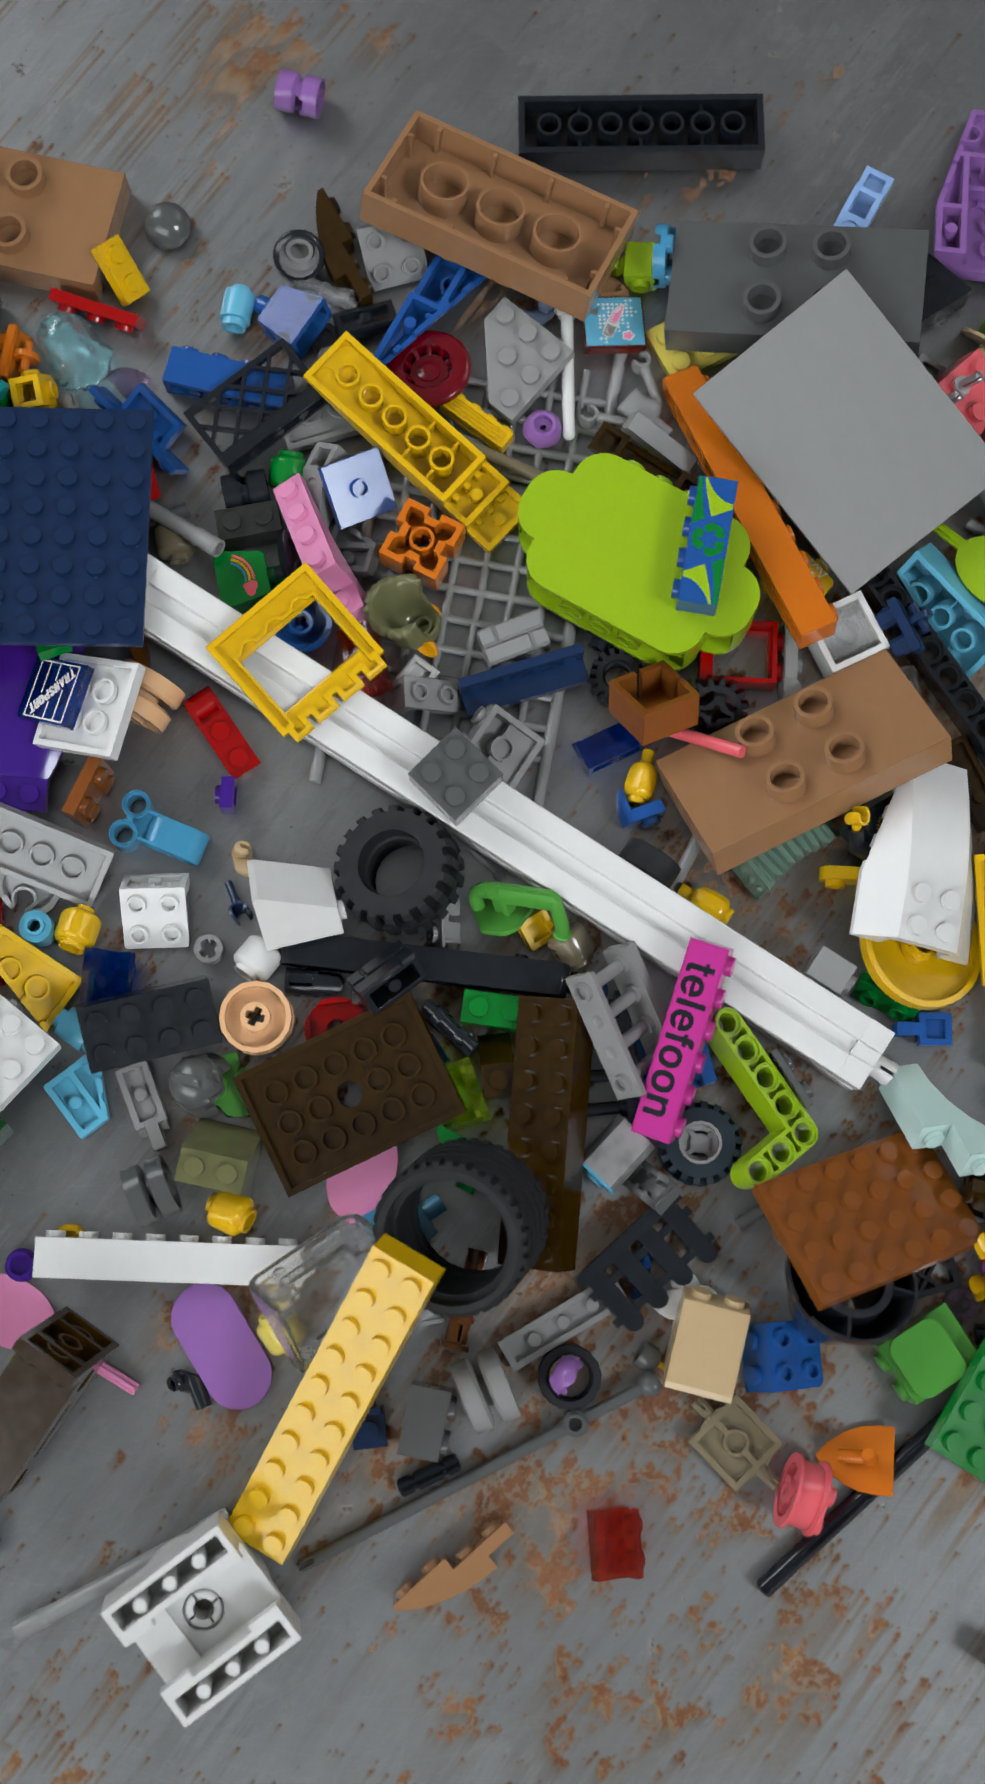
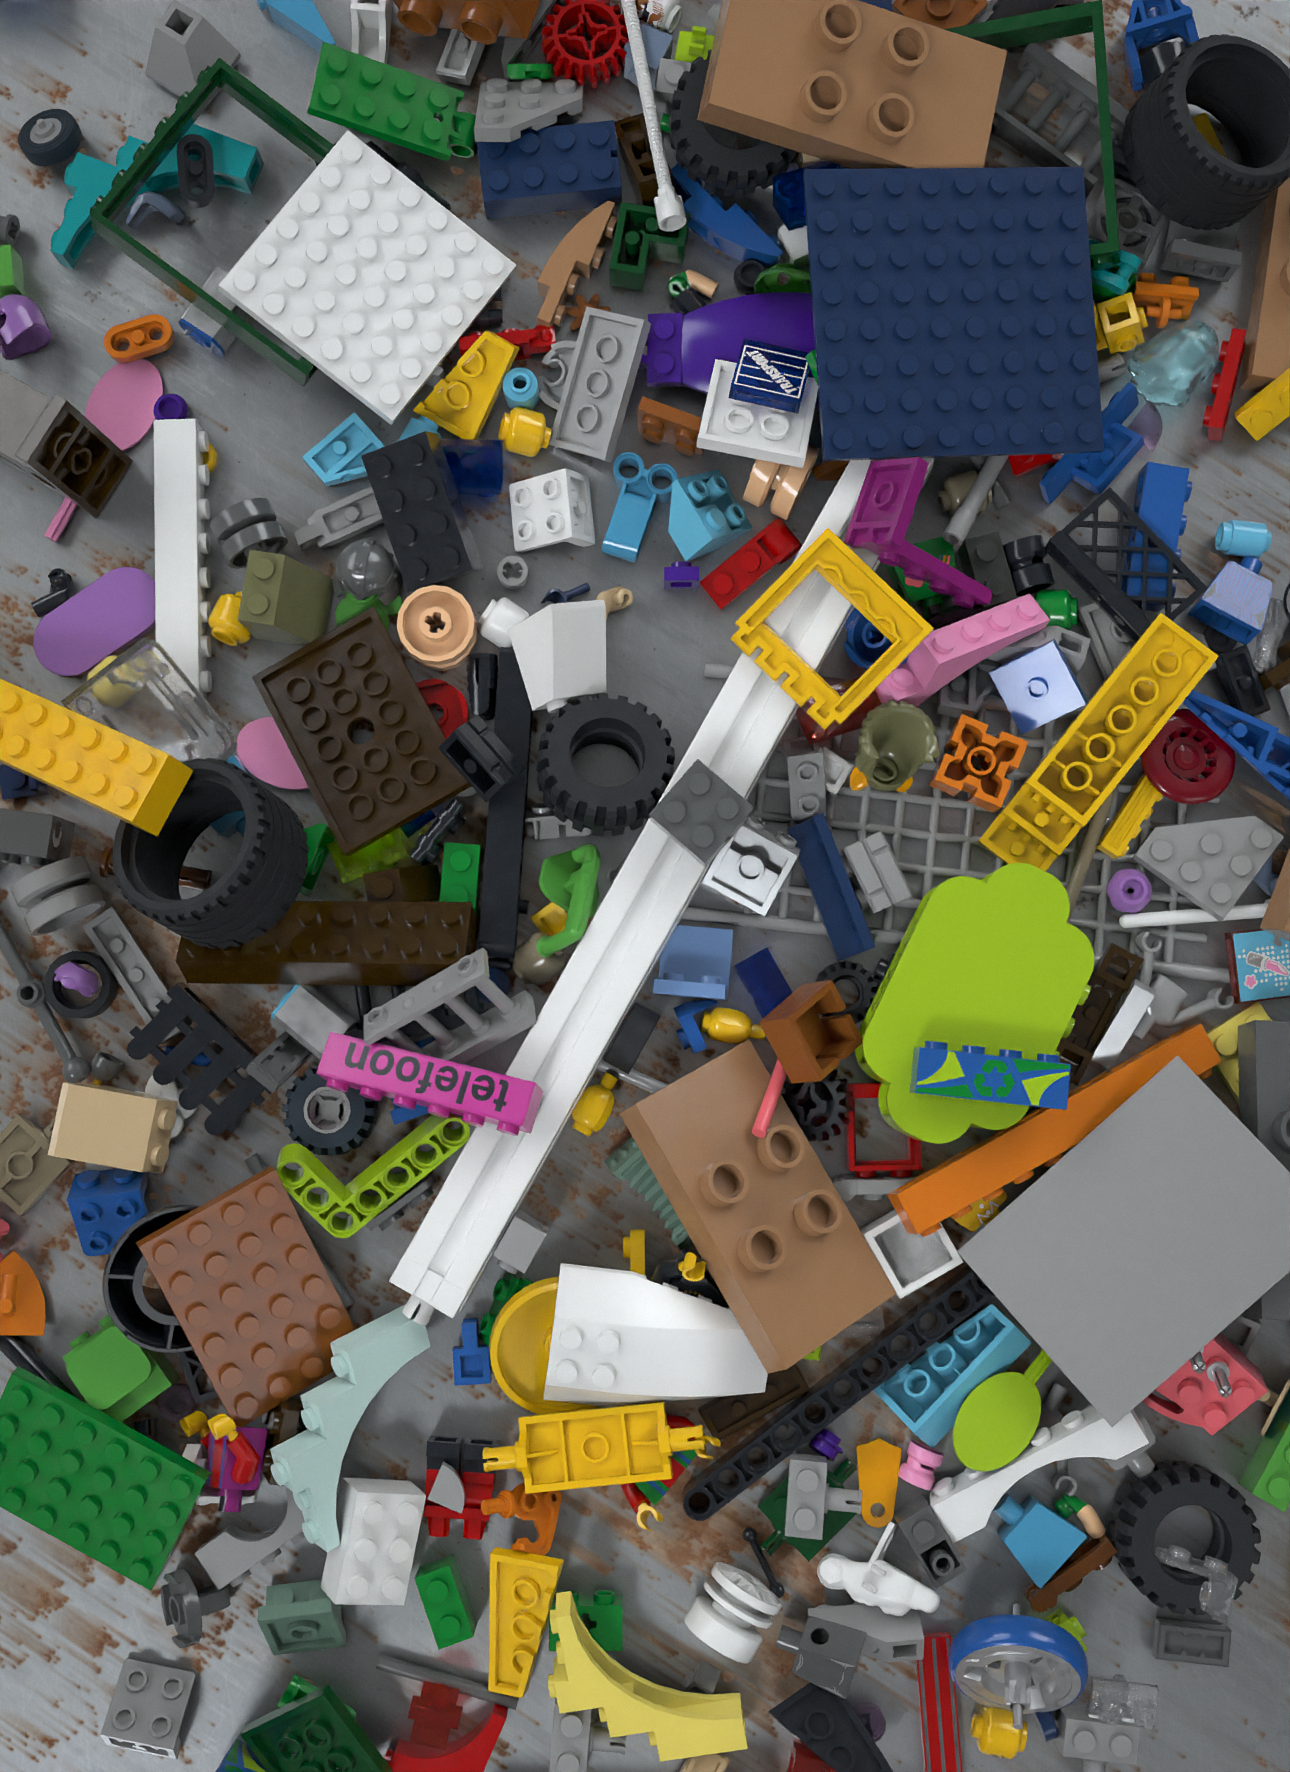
camera: 85 degrees right, 5 degrees up
(172, 769) = (704, 514): none -> medium azure slope
(203, 596) = (882, 521): none -> magenta bracket
(585, 803) = (696, 963): none -> medium blue bracket
(895, 615) = (910, 1322): dark blue hips -> none

